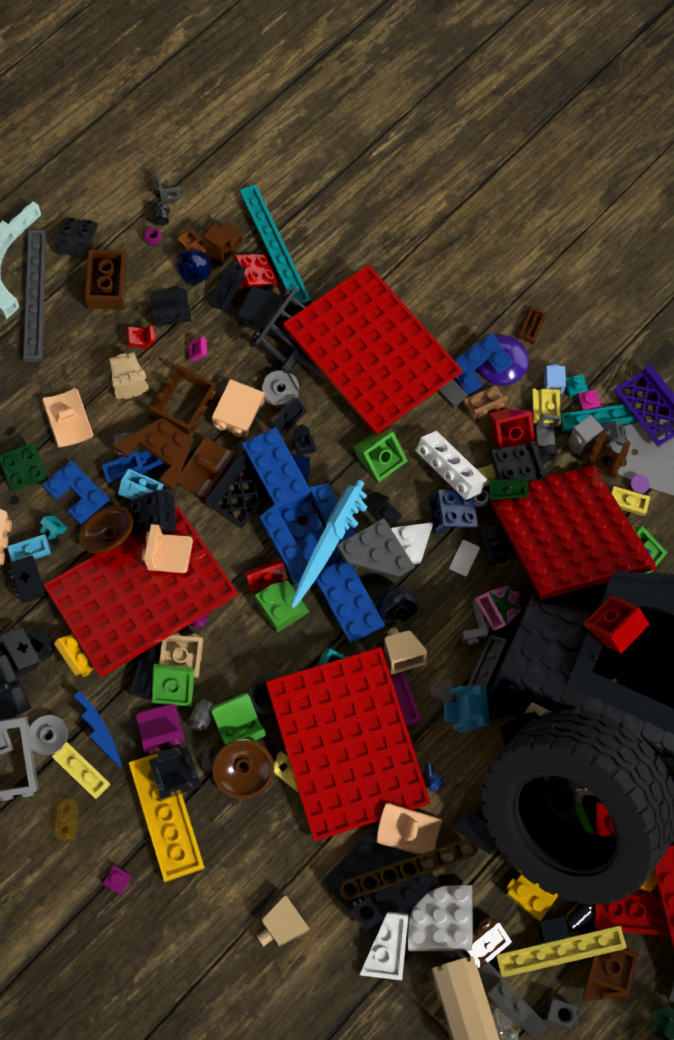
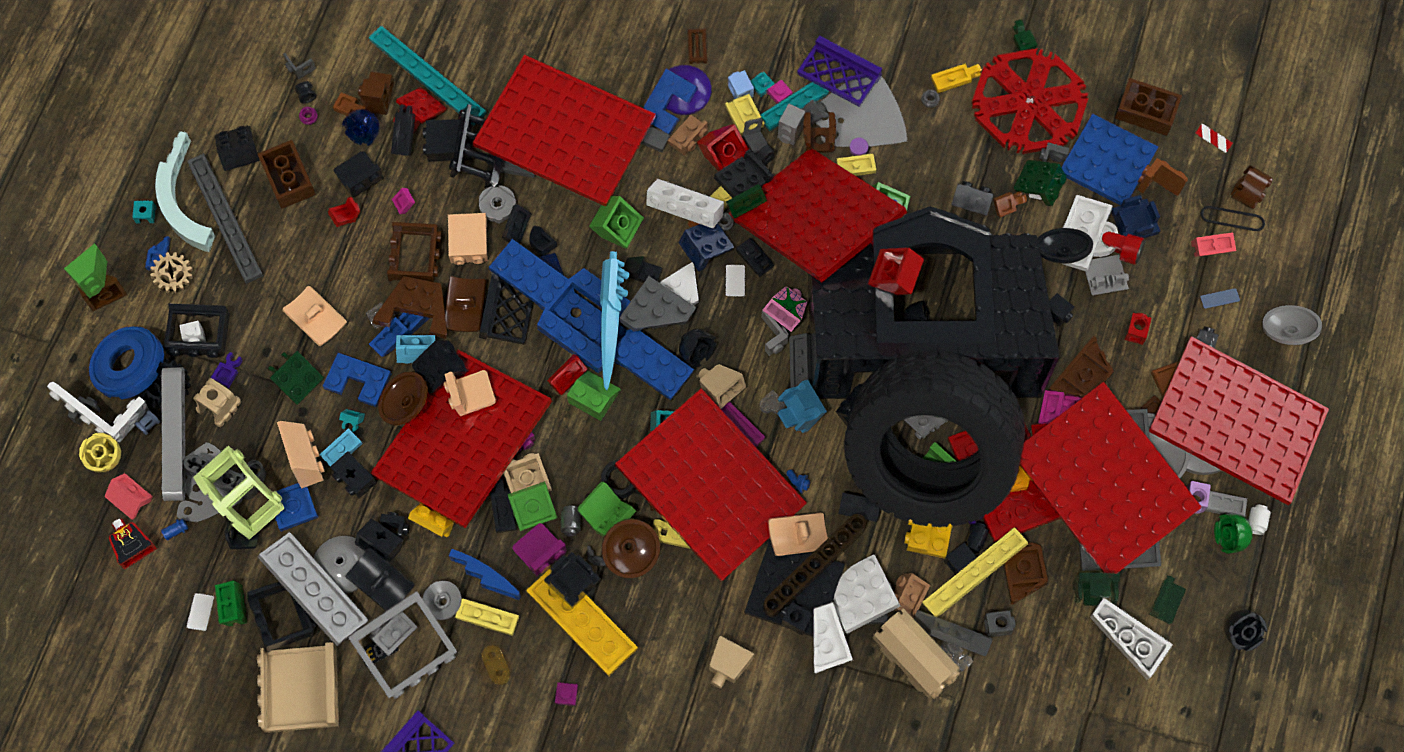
camera: 20 degrees left, 0 degrees up
(127, 376) = (352, 253): tan piece -> none

